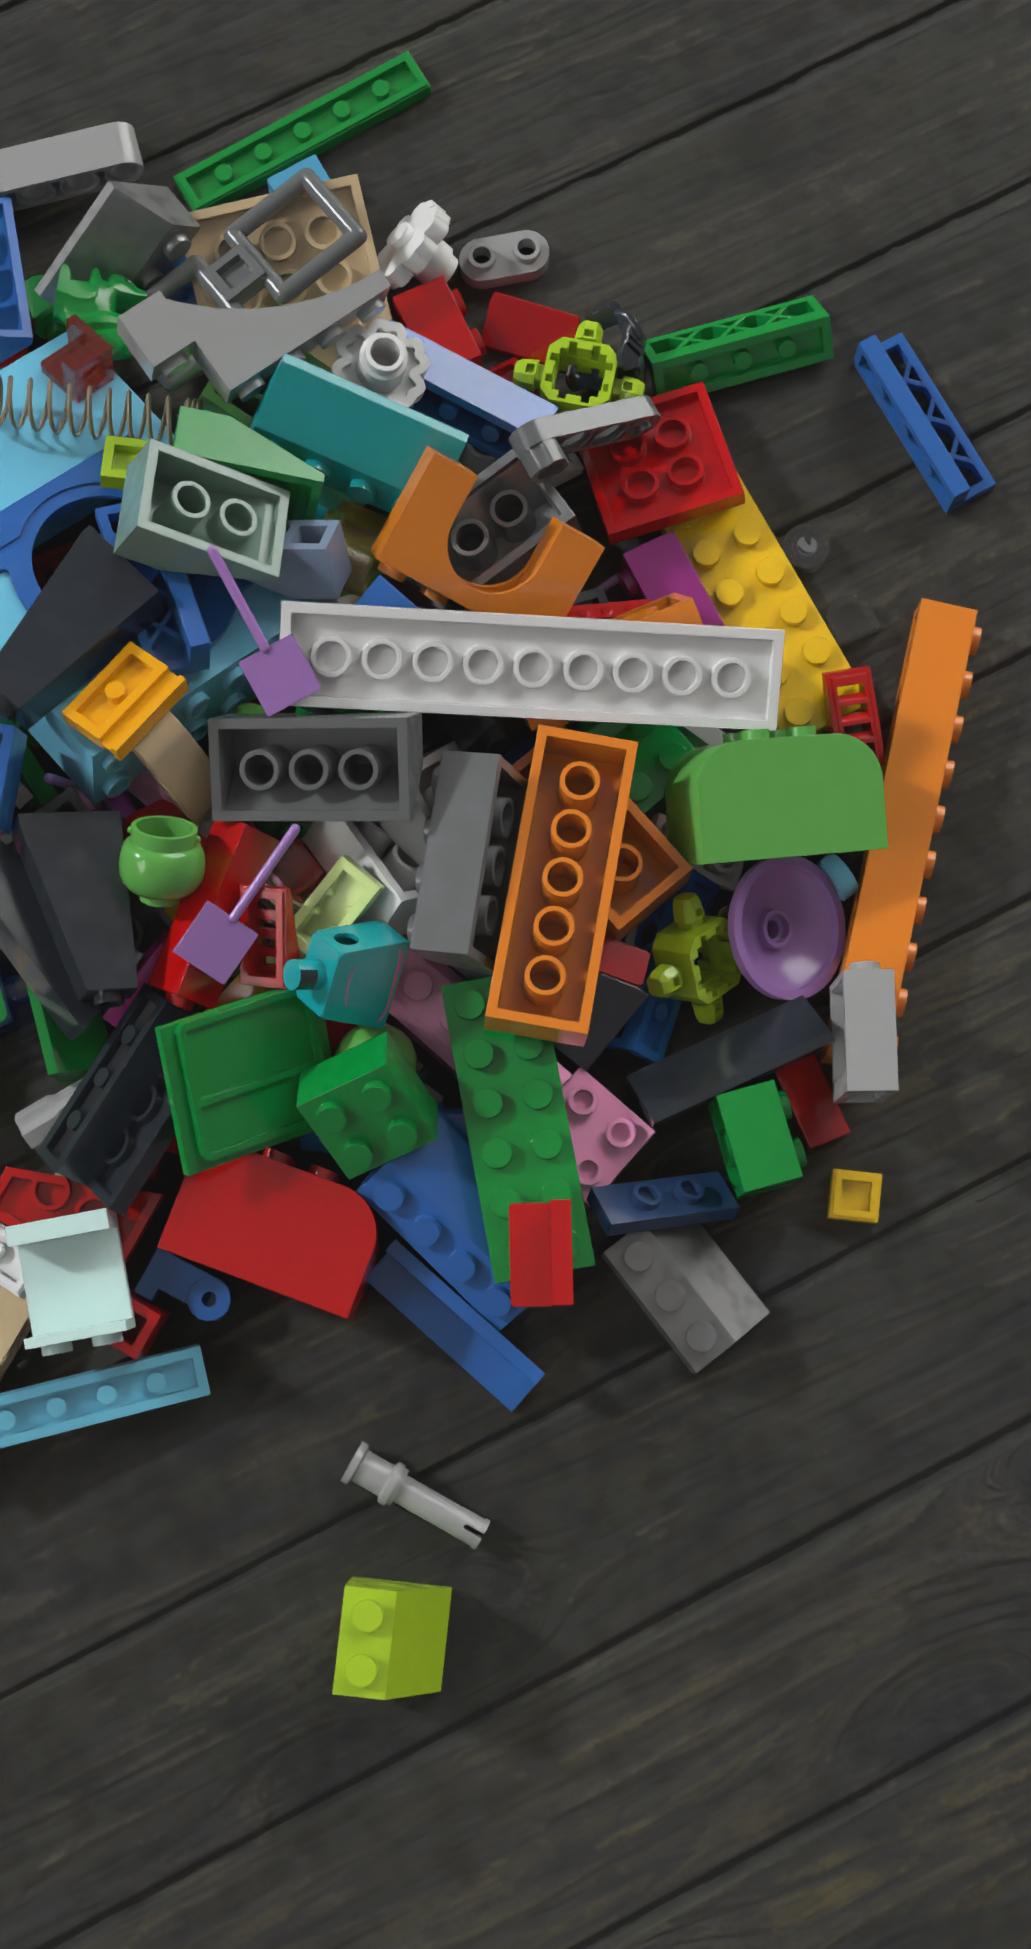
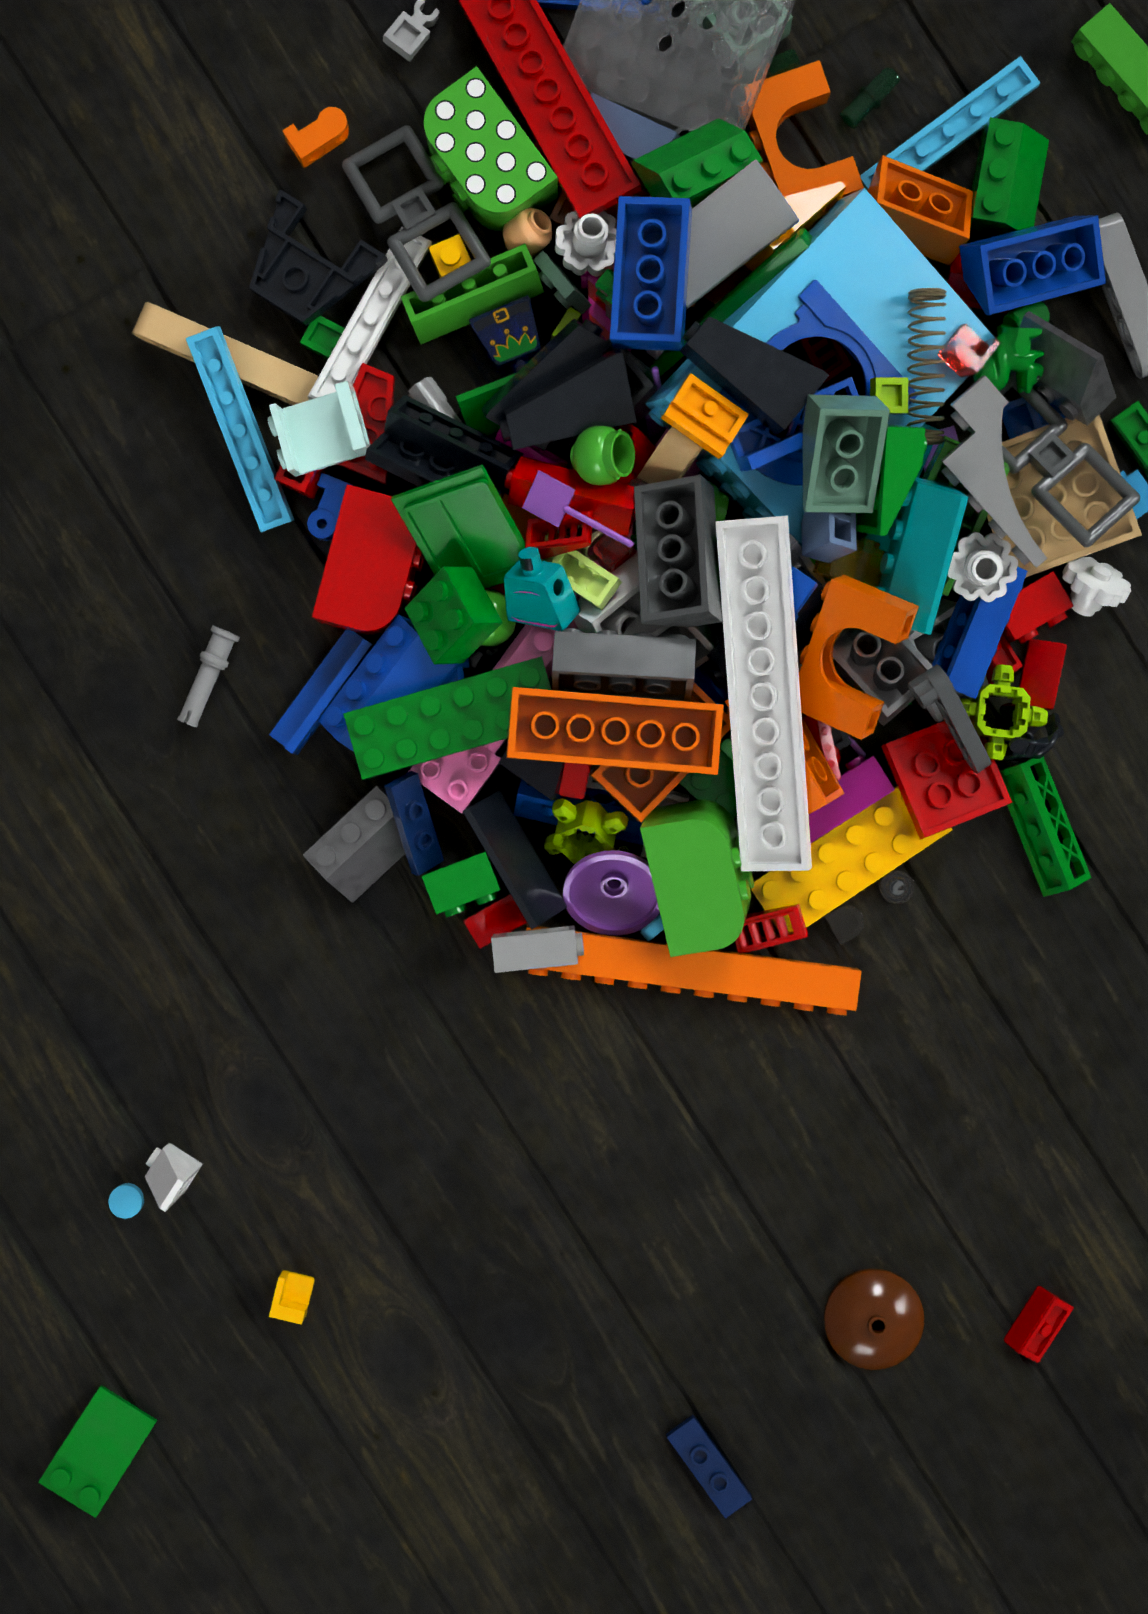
camera: 75 degrees right, 10 degrees up
(277, 671) = (736, 517): medium lavender piece -> none
(391, 1639) = (112, 668): lime slope -> none
(506, 262) = (1094, 651): light grey plate -> none
(541, 1254) = (363, 741): red panel -> none
(854, 1196) = (436, 954): yellow tile -> none
(915, 427) = (998, 955): blue fence -> none

